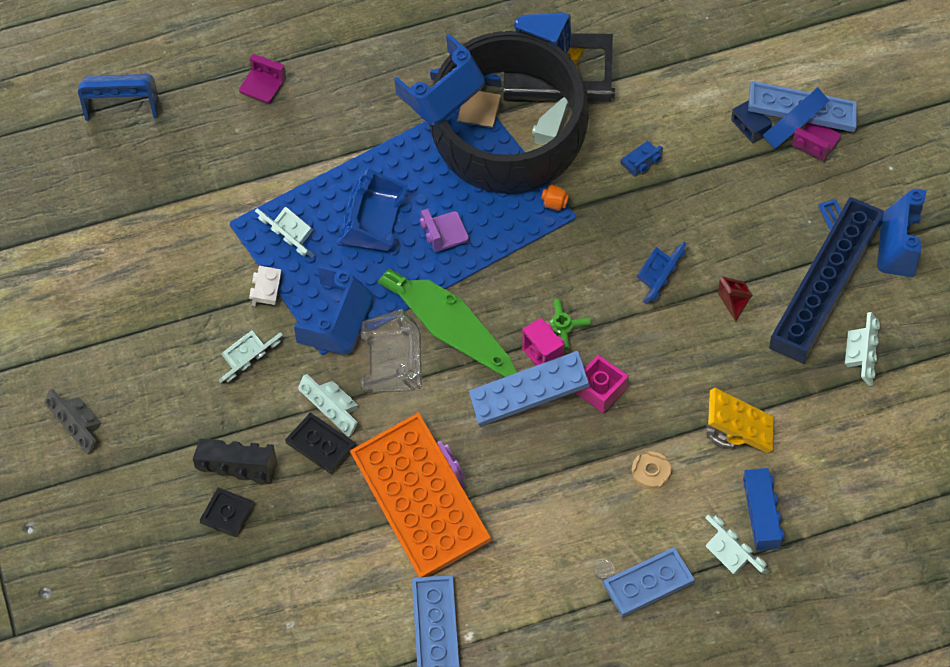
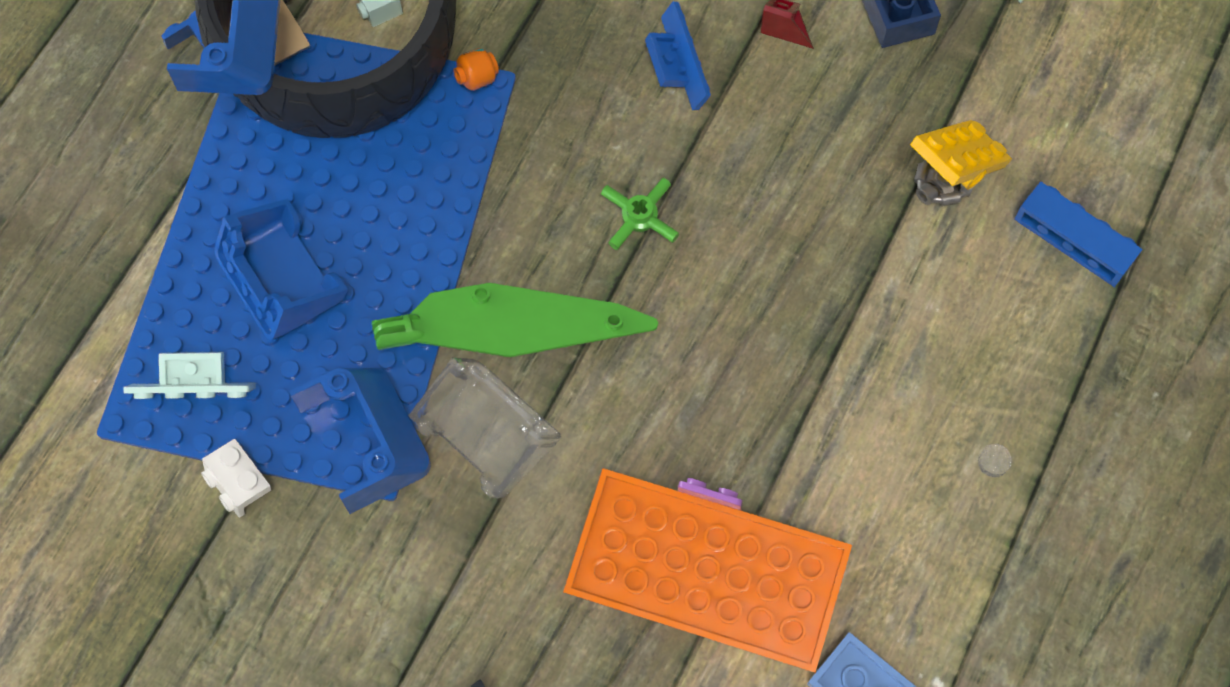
camera: 45 degrees left, 10 degrees up
(245, 350) = (298, 586): light aqua bracket -> none
(320, 443) = (515, 615): black plate -> none
(331, 402) = (474, 550): light aqua bracket -> none
(443, 230) = (385, 217): medium lavender bracket -> none
(529, 388) = (693, 321): medium blue plate -> none
(541, 342) = (654, 256): dark pink brick -> none
(605, 384) = (762, 244): dark pink brick -> none
(648, 582) = (1058, 430): medium blue plate -> none
(651, 480) = (915, 312): tan tile -> none
(730, 550) = (1095, 311): light aqua bracket -> none

